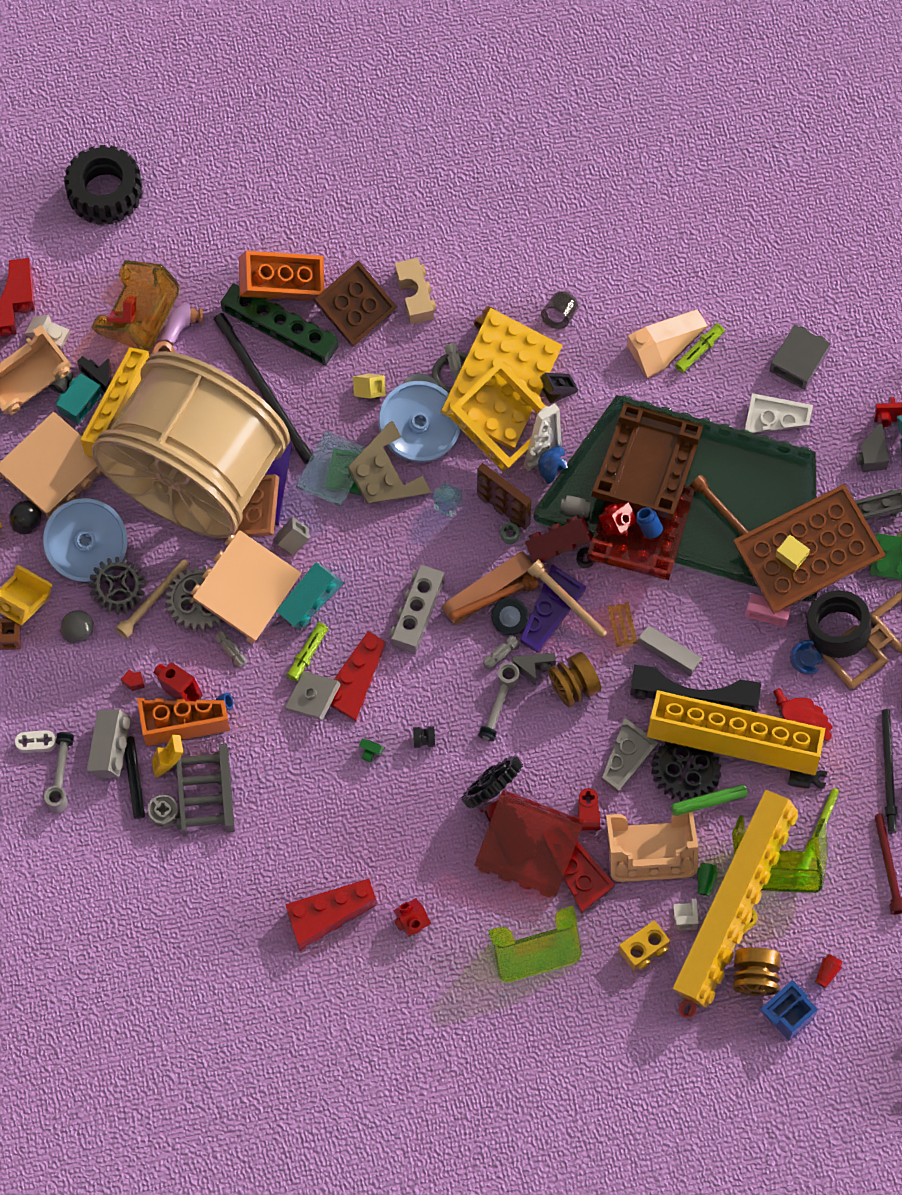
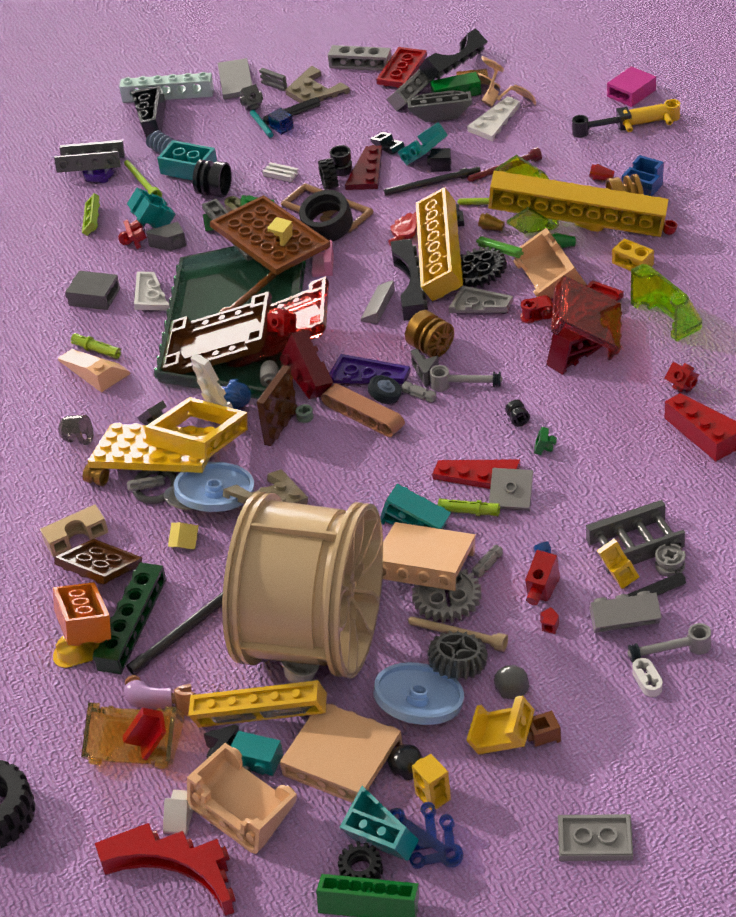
camera: 100 degrees left, 25 degrees down
(185, 718) = (579, 570): orange wedge -> none
(410, 639) = (398, 446): light grey brick -> none
(447, 499) = (286, 453): clear light blue brick -> none
(492, 781) = (545, 366): black gear -> none
(526, 583) = (375, 397): dark orange piece -> none
(538, 571) = (338, 374): tan piece -> none
(619, 608) = (365, 332): clear yellow tile -> none
(649, 523) = (276, 303): blue brick -> none
(686, 916) = (596, 243): white panel -> none
(805, 658) = (359, 232): blue hair -> none

